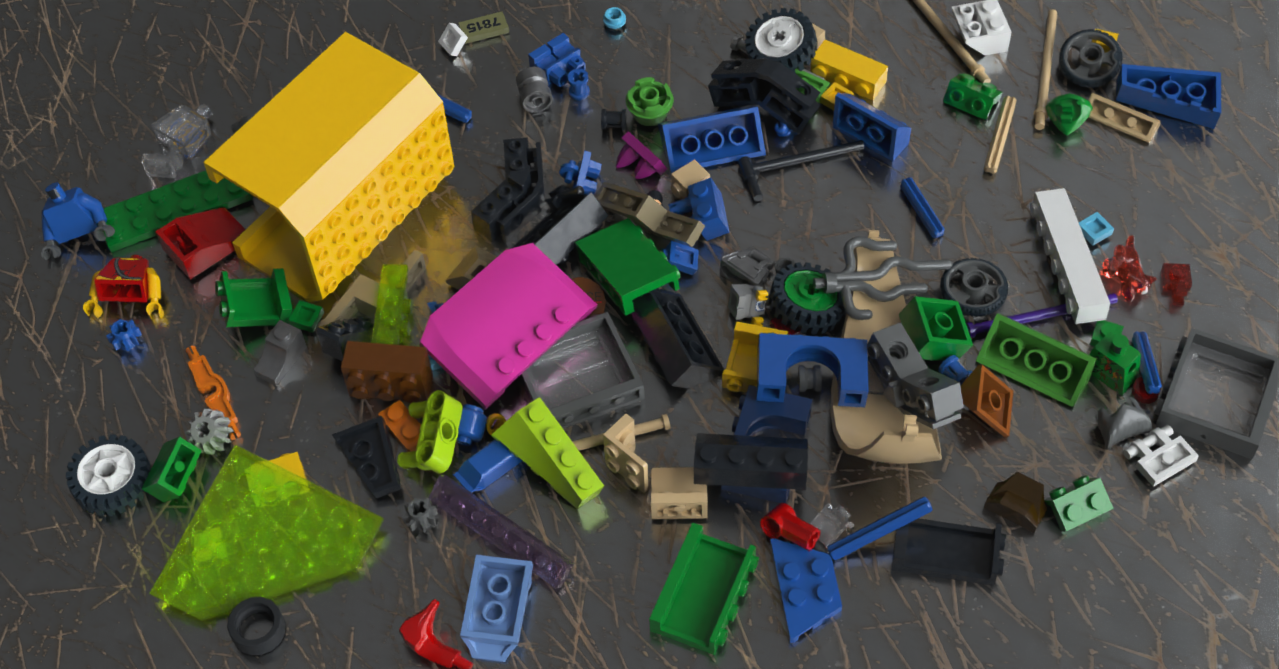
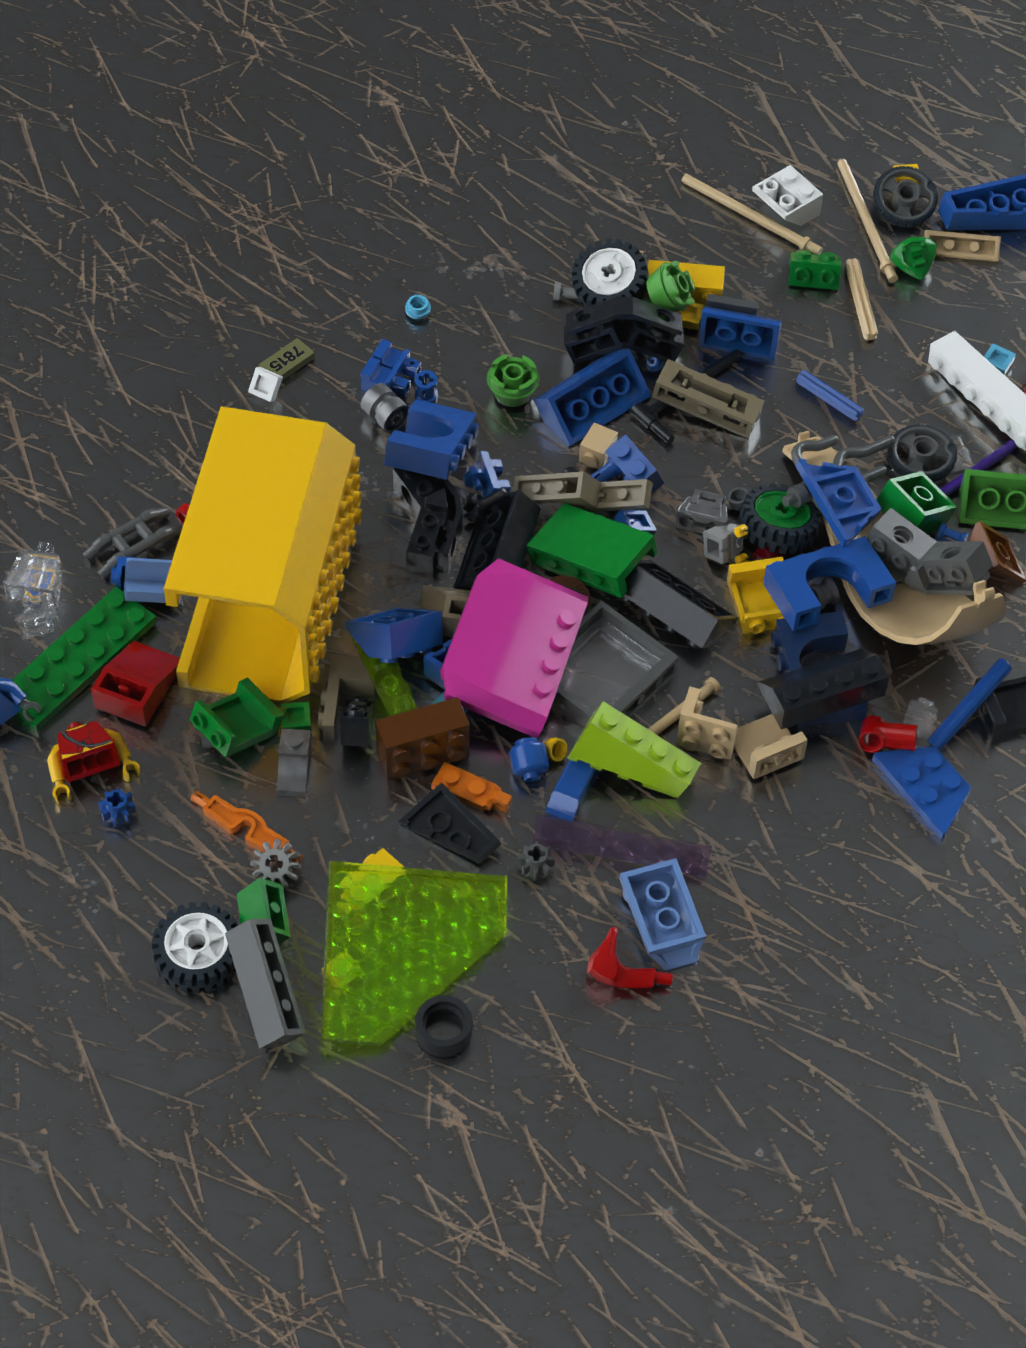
camera: 30 degrees left, 0 degrees up
(130, 527) = (265, 983): none -> dark grey brick
(415, 275) = (397, 633): none -> blue slope
(437, 433) = (511, 775): lime piece -> none
(571, 127) = (433, 439): none -> blue arch
(613, 119) = (485, 410): black bush -> none
(634, 150) = (524, 433): magenta tile -> none
(703, 591) = (842, 824): green panel -> none
(807, 172) = (708, 398): none -> dark tan brick
(825, 67) = (671, 287): none -> bright green cone
(864, 298) = (841, 497): none -> blue wing
(877, 101) = (732, 304): none -> dark grey tile

